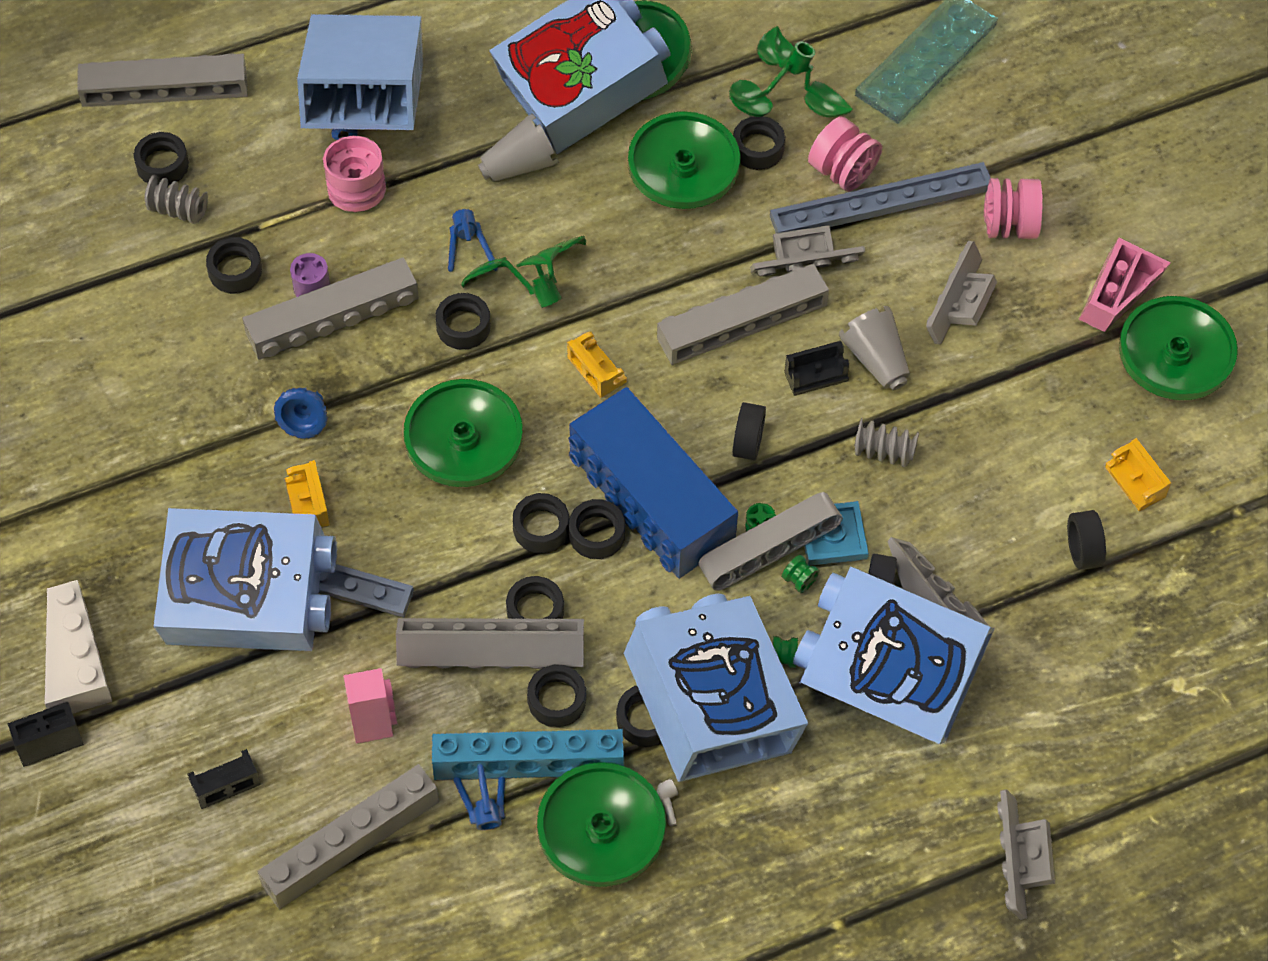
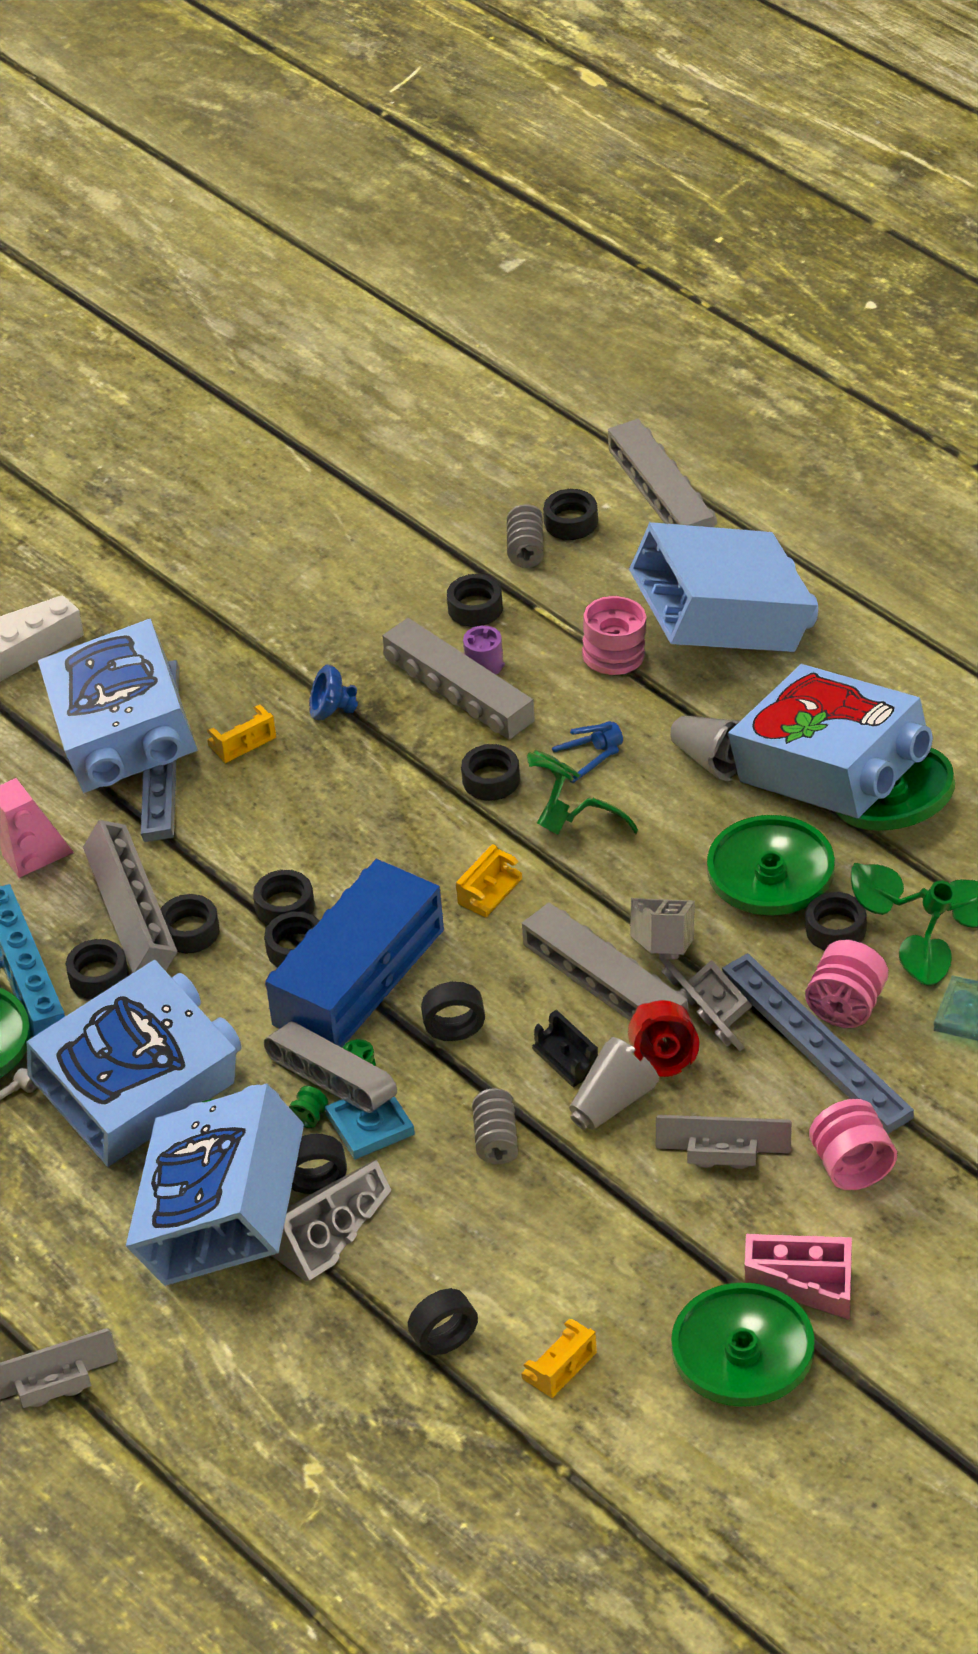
camera: 75 degrees right, 15 degrees down
(463, 433) = (354, 807): green dish -> none
(731, 249) = (663, 925): none -> light grey wedge
(849, 291) = (673, 1024): none -> red brick

